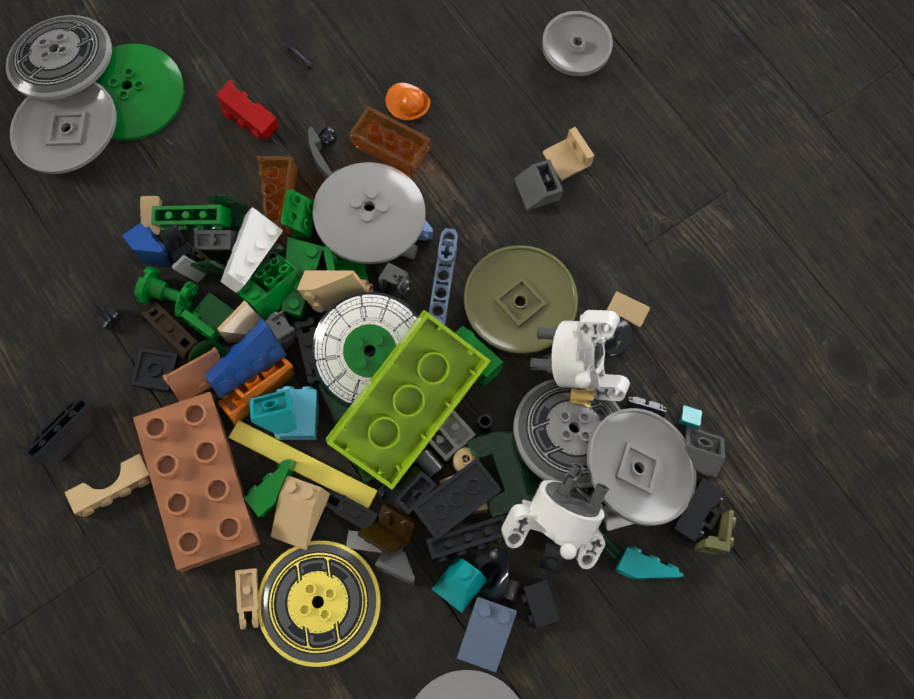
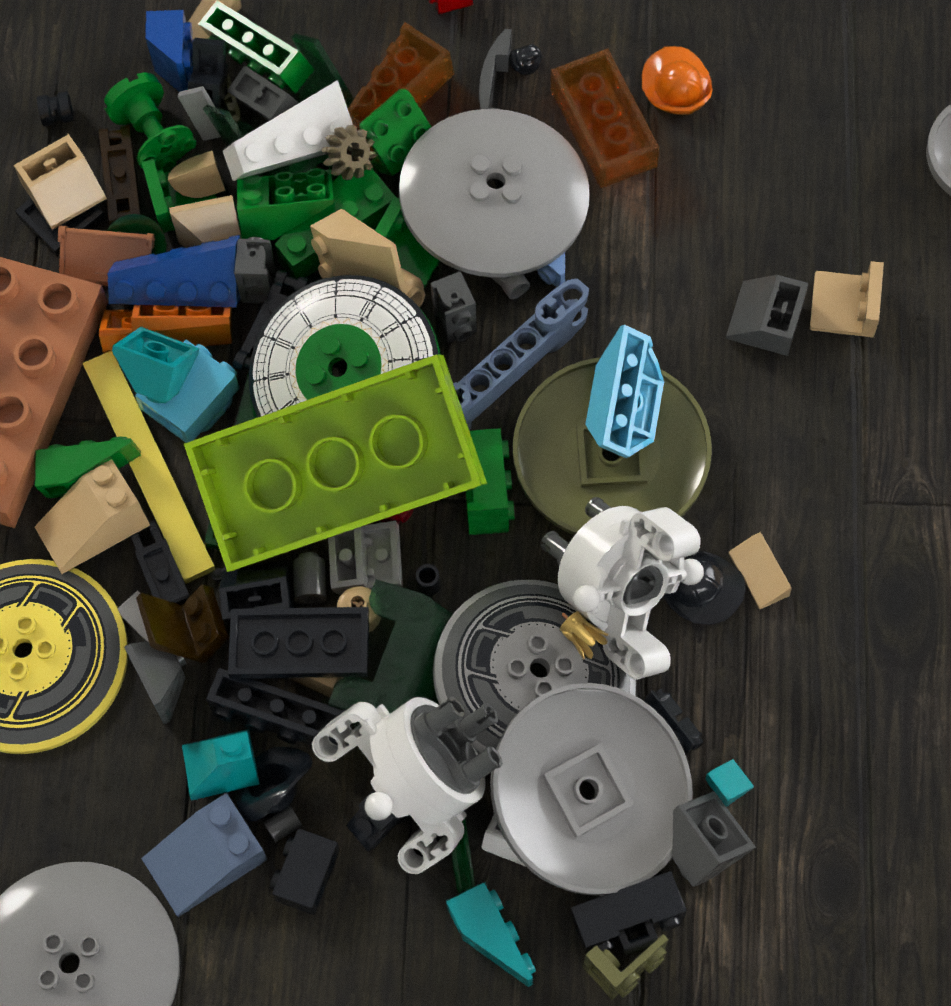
camera: 45 degrees right, 5 degrees down
(145, 353) = (60, 181): none -> tan slope
(212, 302) = (197, 176): none -> tan brick
(286, 239) = (350, 140): none -> dark tan gear
(511, 269) = (625, 394): none -> medium azure wedge

